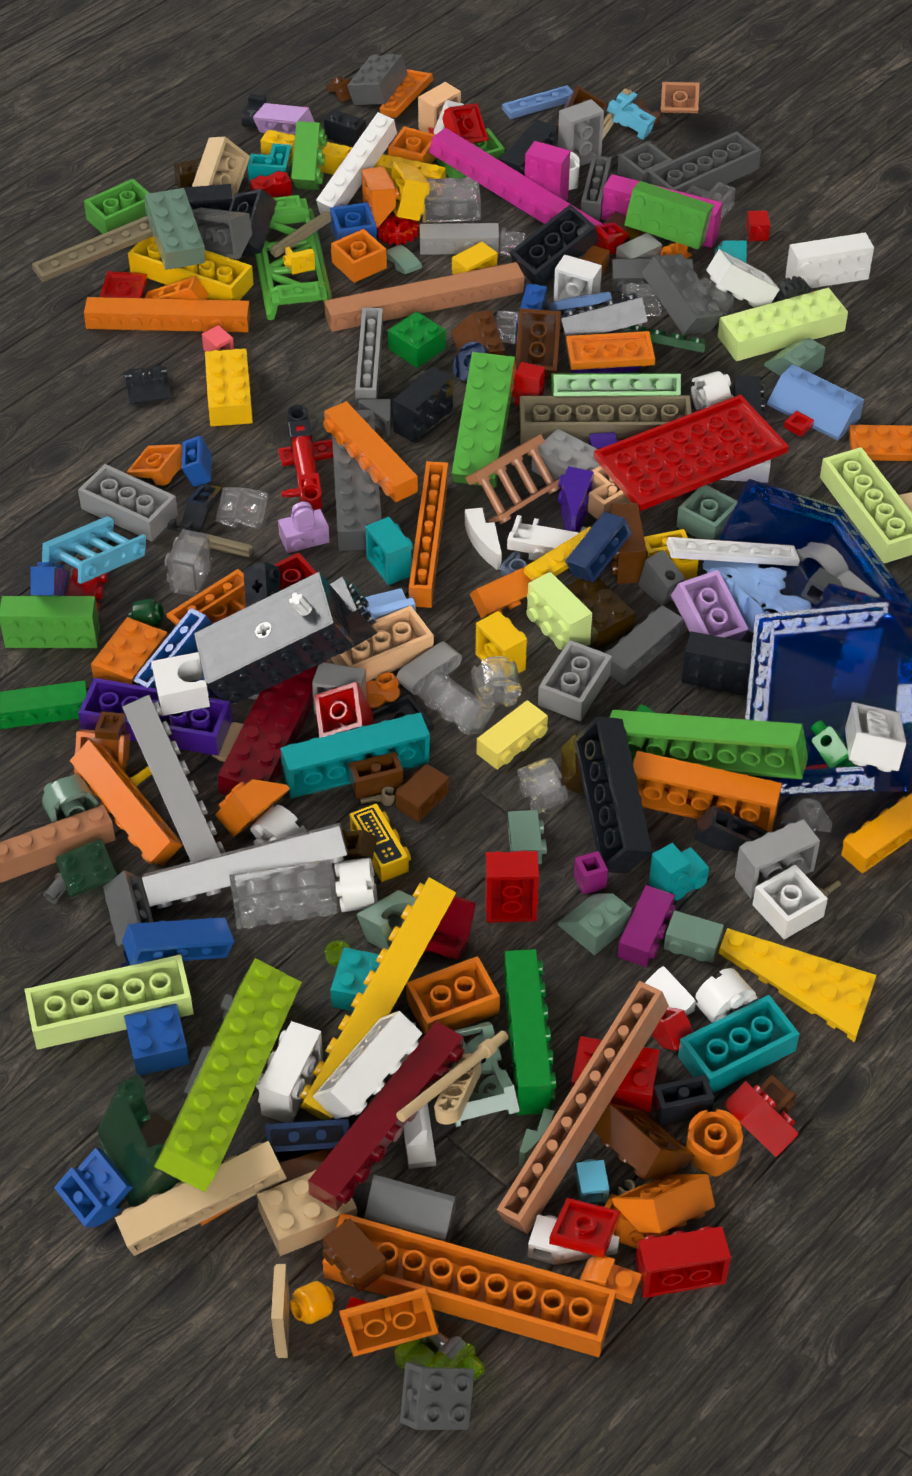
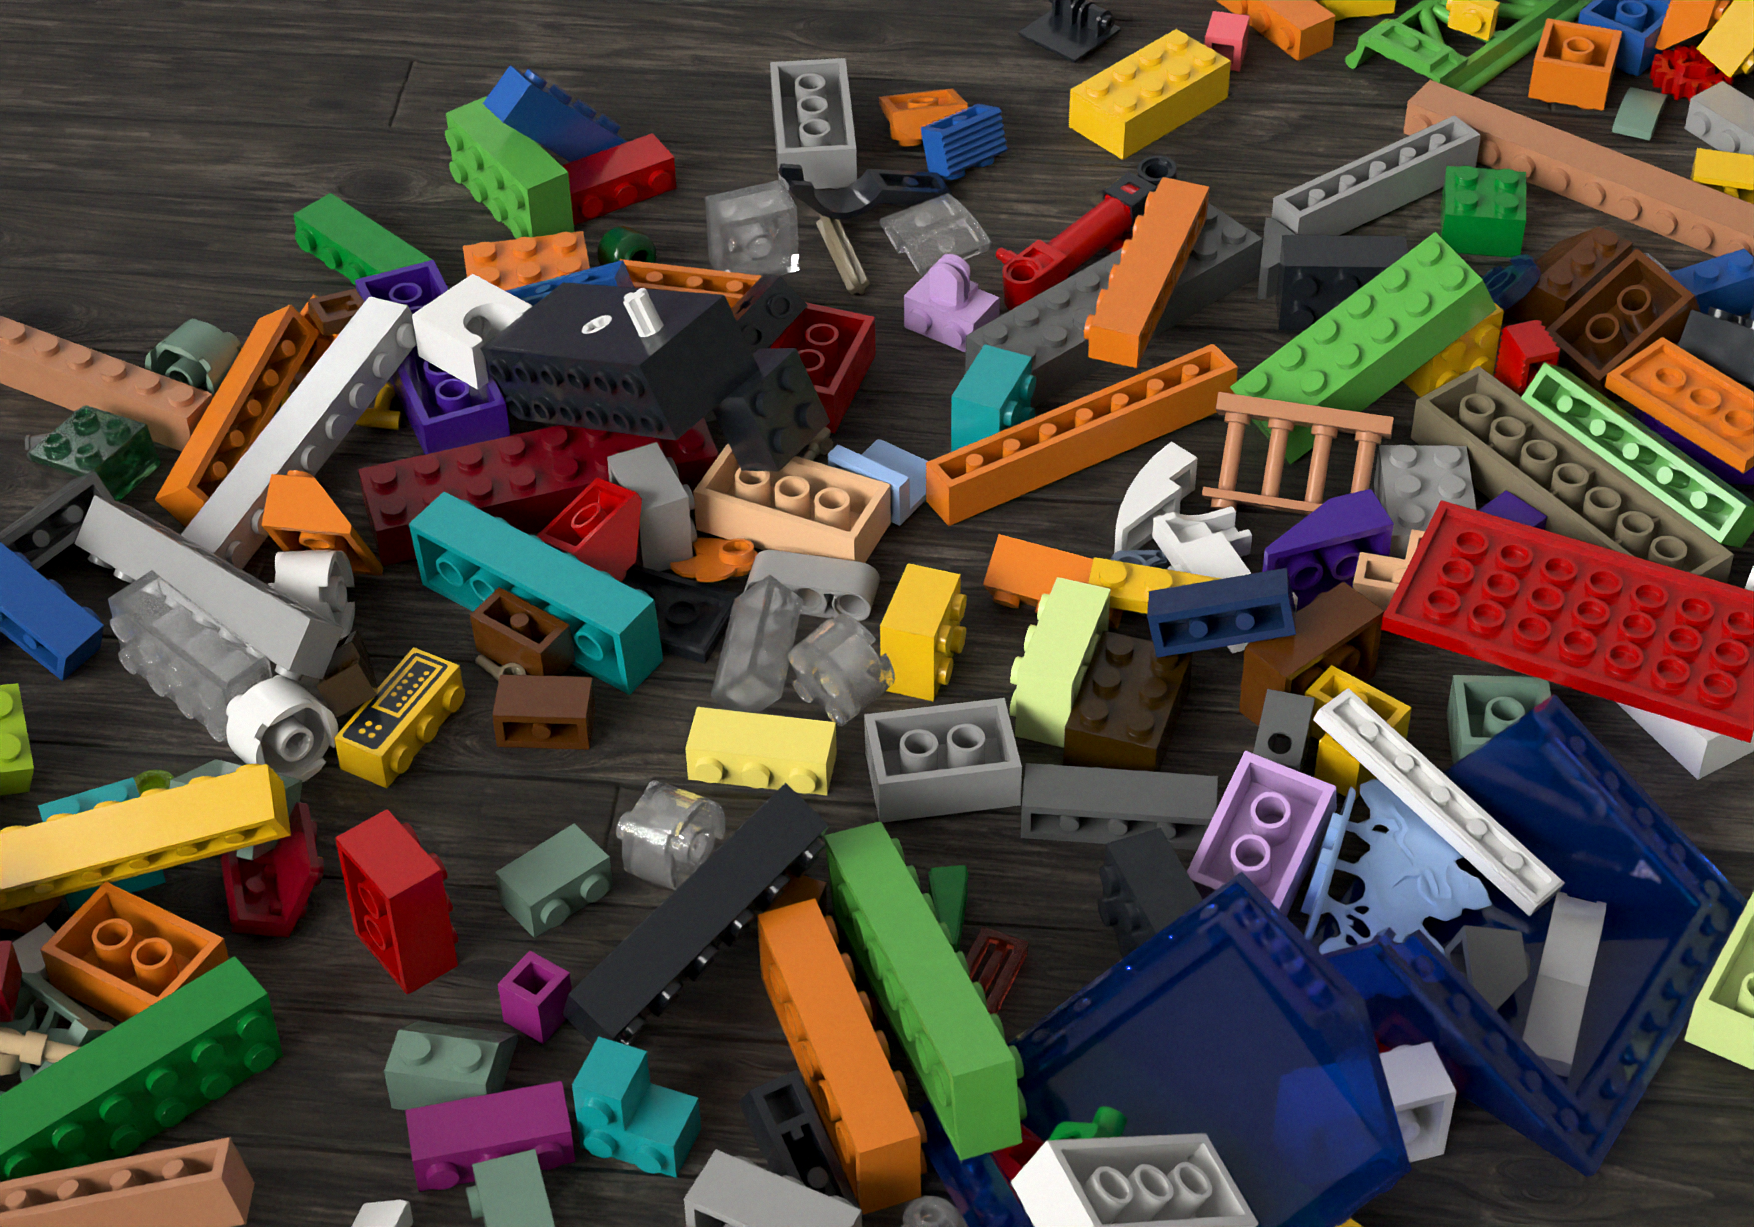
camera: 55 degrees right, 5 degrees down
(89, 536) = (685, 118): medium azure fence -> none

